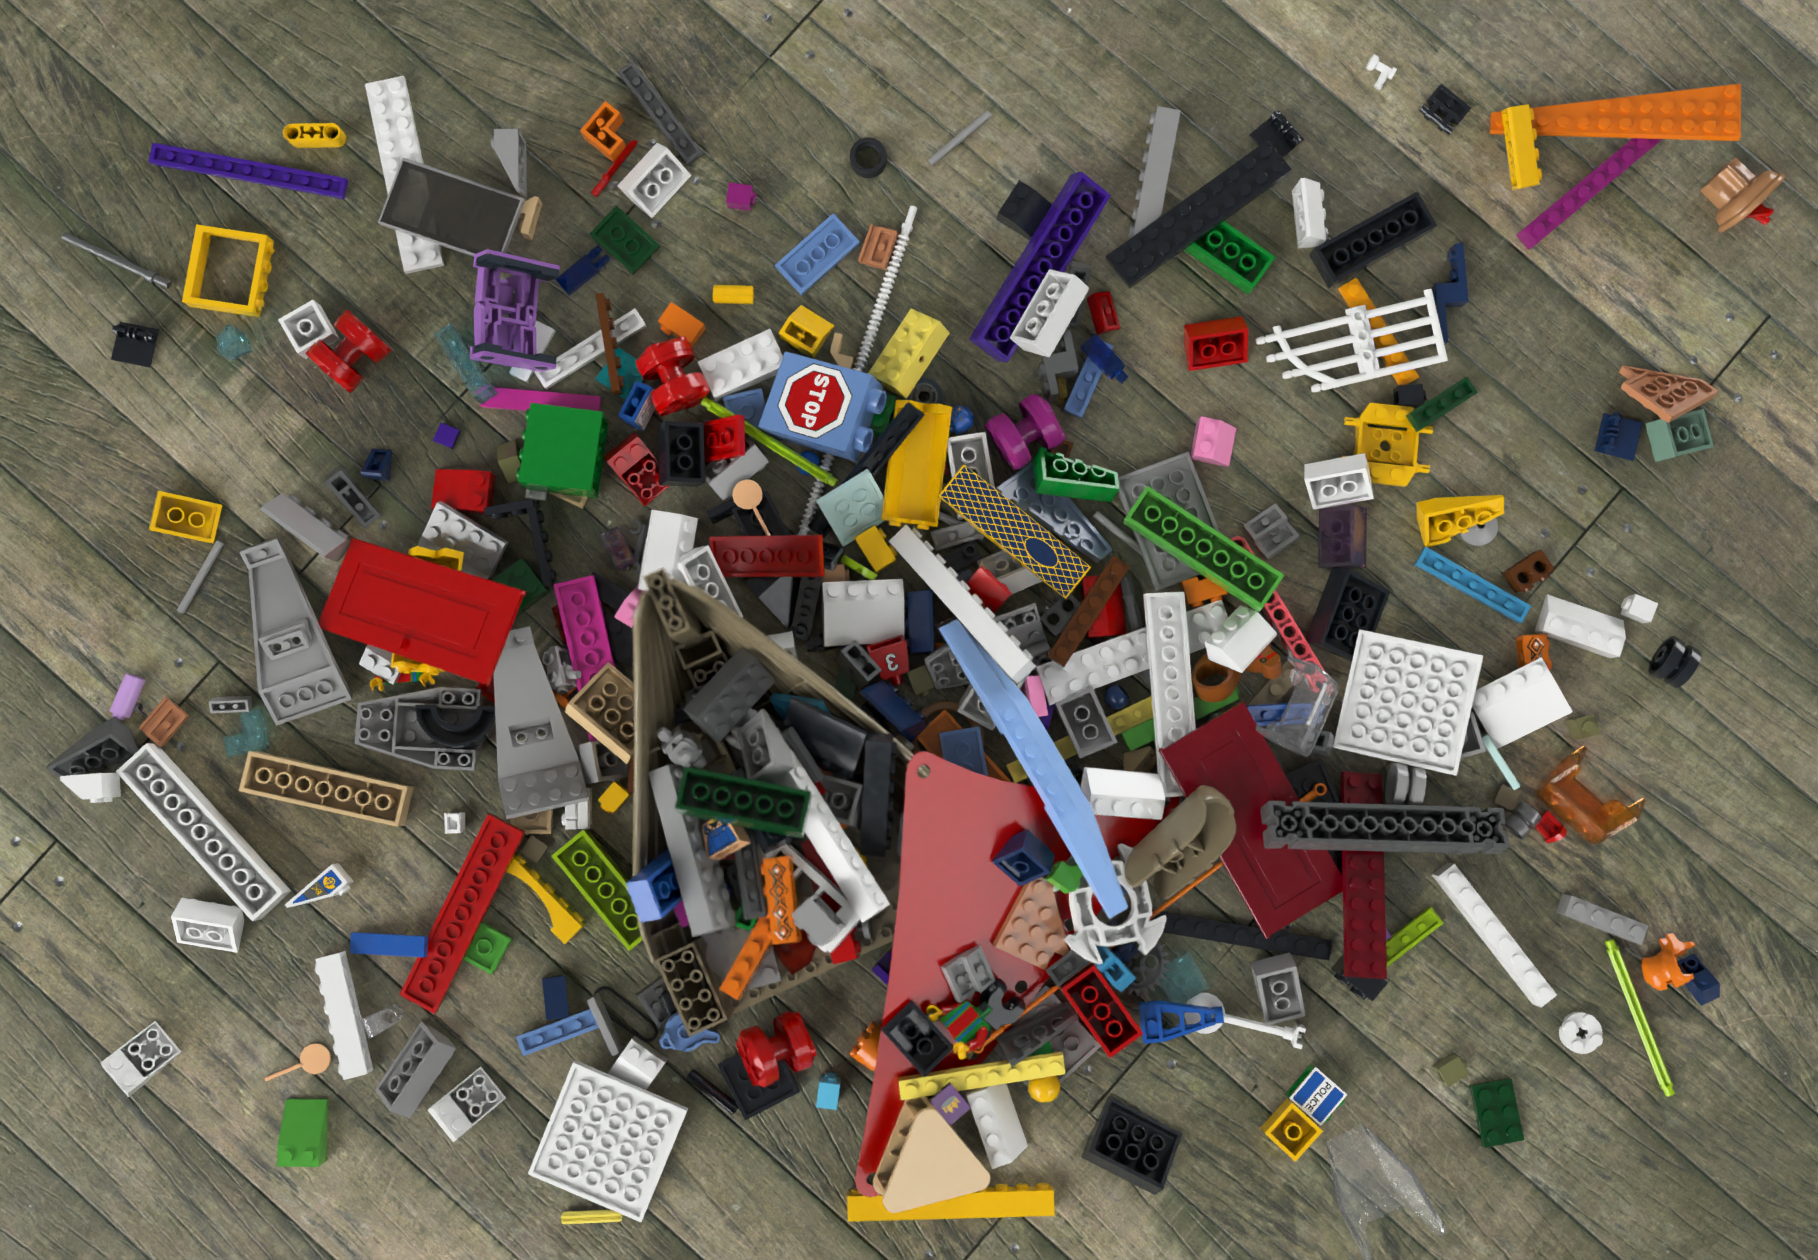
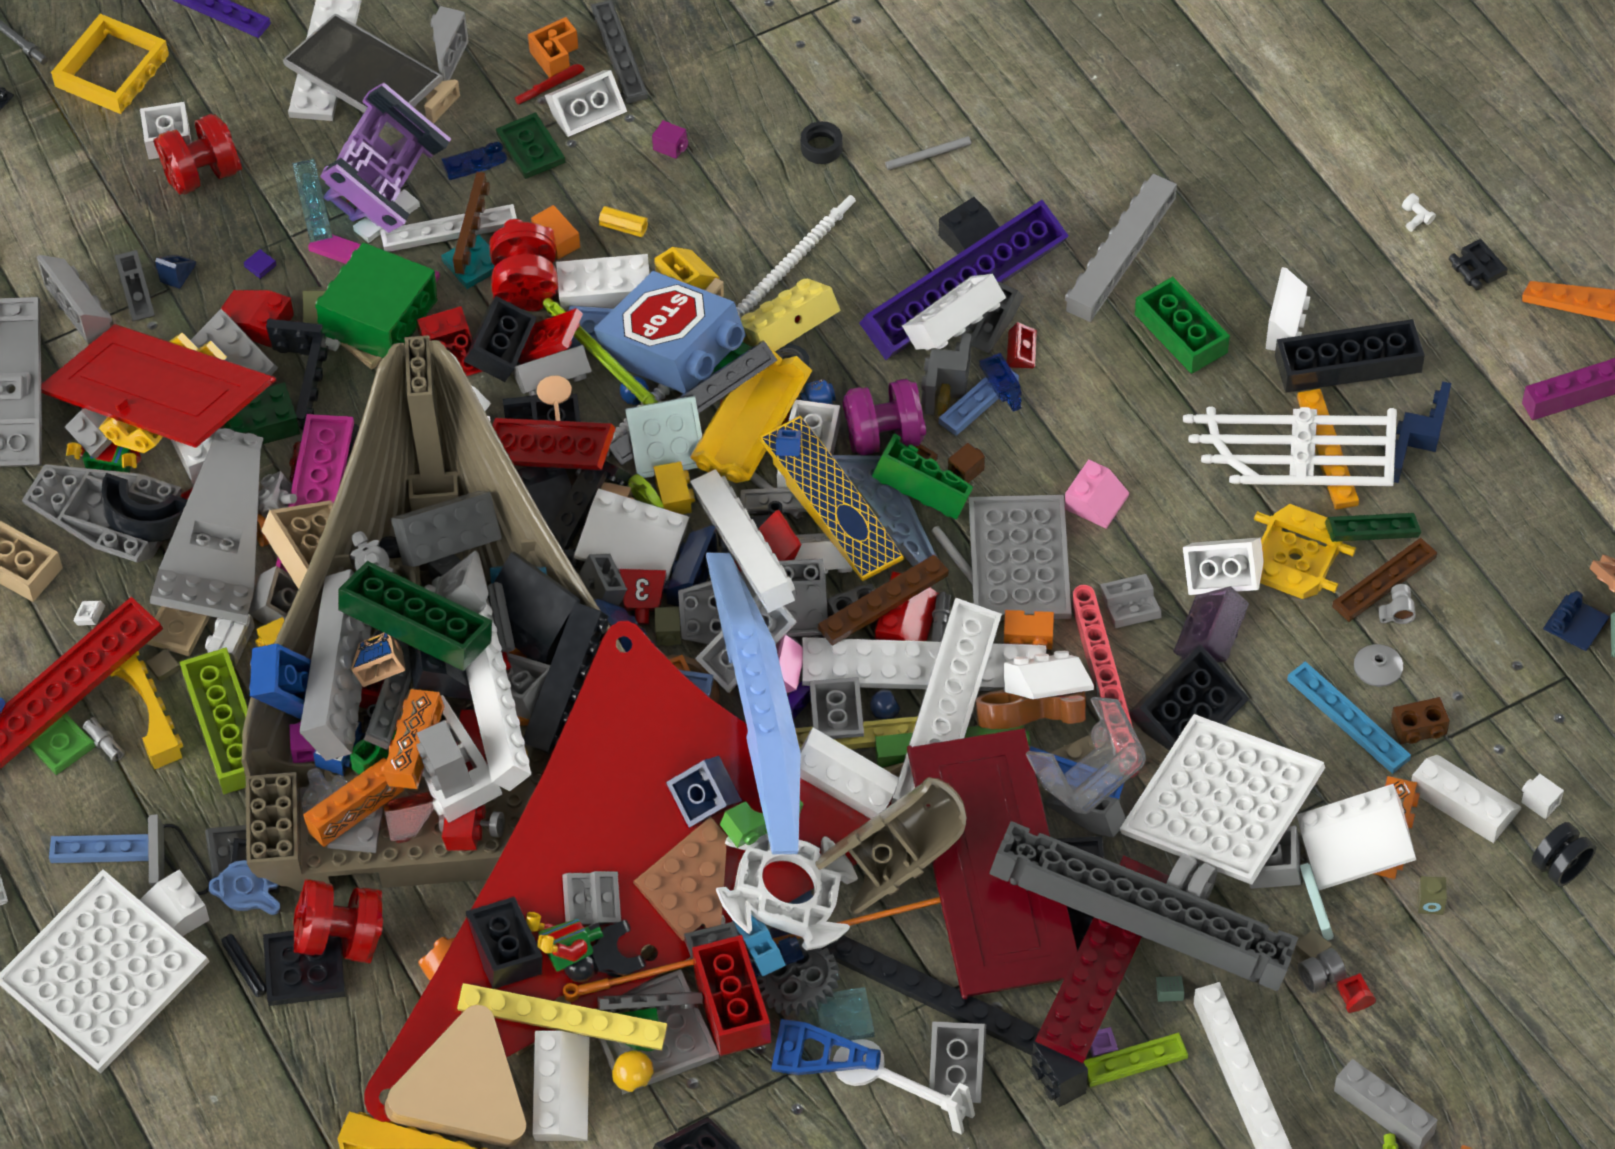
camera: 25 degrees right, 30 degrees down
(232, 343) = (82, 121): clear light blue slope -> none
(518, 934) = (103, 739): none -> light grey pin
(555, 997) = (113, 810): dark blue hinge -> none
(590, 1216) = (43, 1050): light yellow axle -> none
(638, 406) = (473, 288): blue brick -> none
(817, 254) = (729, 211): medium blue plate -> none
(828, 1091) = (377, 995): medium azure brick -> none
(878, 247) = (797, 221): nougat plate -> none
(949, 1103) = (513, 1028): piece -> none
(965, 495) = (788, 442): none -> blue slope
(1101, 446) = (967, 463): none -> reddish brown brick
(1198, 214) = (1157, 274): black plate -> none
(1203, 549) = (1039, 578): bright green brick -> none
(1216, 343) = (1135, 406): red slope -> none
(1278, 133) = (1278, 240): black hinge -> none
(1409, 395) = (1339, 507): black brick -> none
(1412, 870) = (1170, 988): none -> sand green slope
(1449, 516) = (1347, 640): yellow wedge -> none
(1462, 446) = (1383, 579): none -> reddish brown plate
(1483, 469) = (1402, 607): none -> light grey piece
(1520, 146) = (1546, 309): yellow slope -> none
(1580, 807) = (1394, 973): clear orange windscreen -> none

